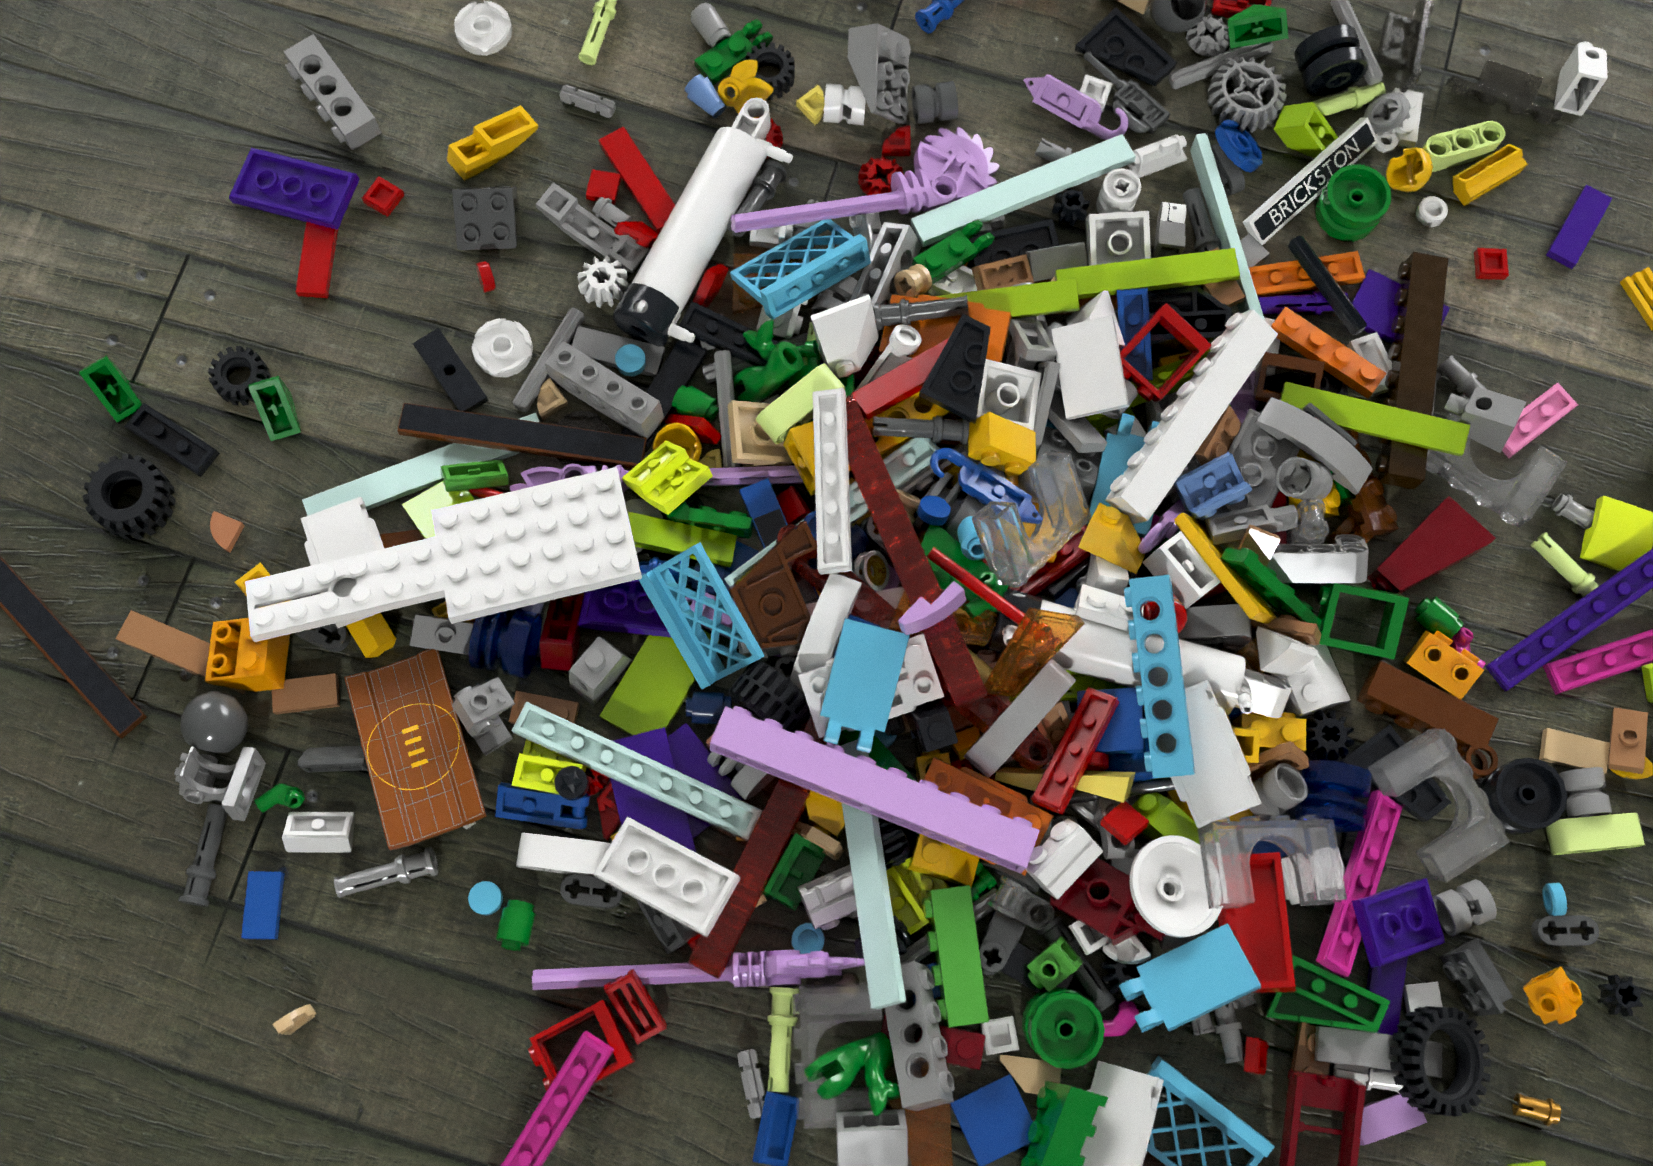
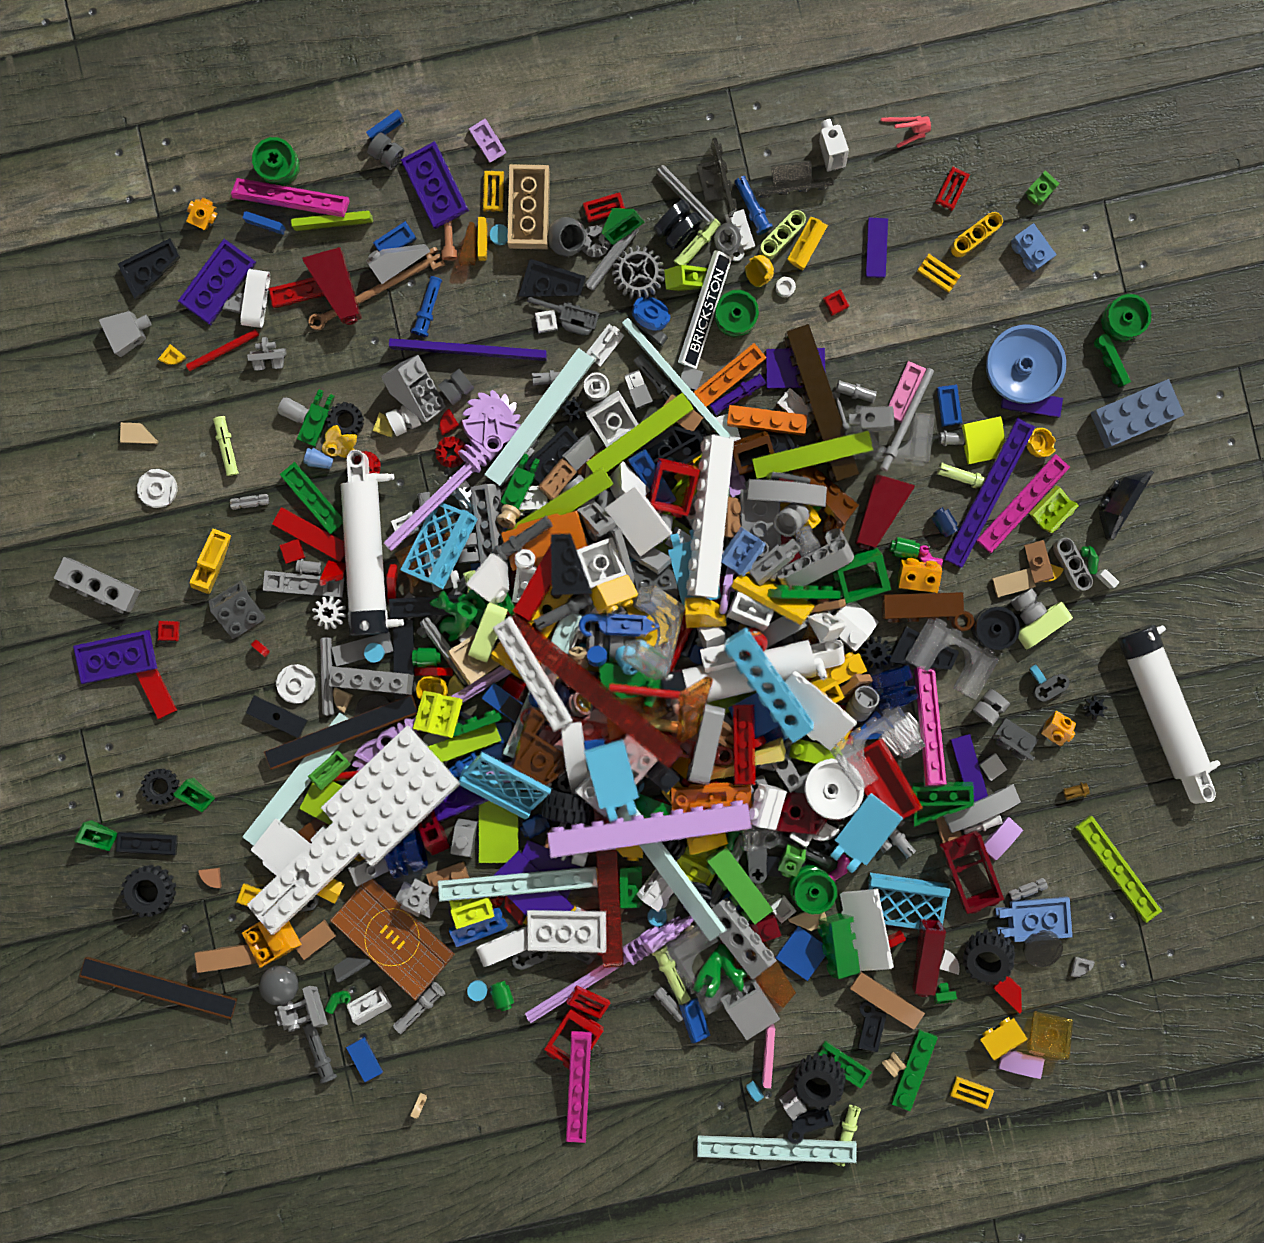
camera: 25 degrees left, 15 degrees up
(571, 783) = (488, 911): black tile -> none
(670, 136) = (312, 497): none -> green plate
(762, 189) = (387, 502): dark grey pin -> none
(831, 846) = (634, 864): tan tile -> none
(924, 615) = (626, 730): lavender slope -> none
(979, 72) = (468, 349): none -> dark purple tile
(1073, 106) = (539, 340): lavender plate -> none
(1124, 822) = (790, 770): red tile -> none
(1255, 1056) = (919, 846): red tile -> none
(1260, 542) = (784, 575): tile -> none
(1327, 285) = (746, 378): black axle -> none
(1398, 922) = (960, 736): dark purple tile -> none
(1439, 105) = (756, 214): none -> blue pin
(1470, 1061) = (999, 812): black tyre -> none
(1488, 473) = (892, 450): none -> light grey bar
(1513, 613) = (945, 522): none -> dark blue brick
(1588, 469) = (949, 405): none -> blue tile

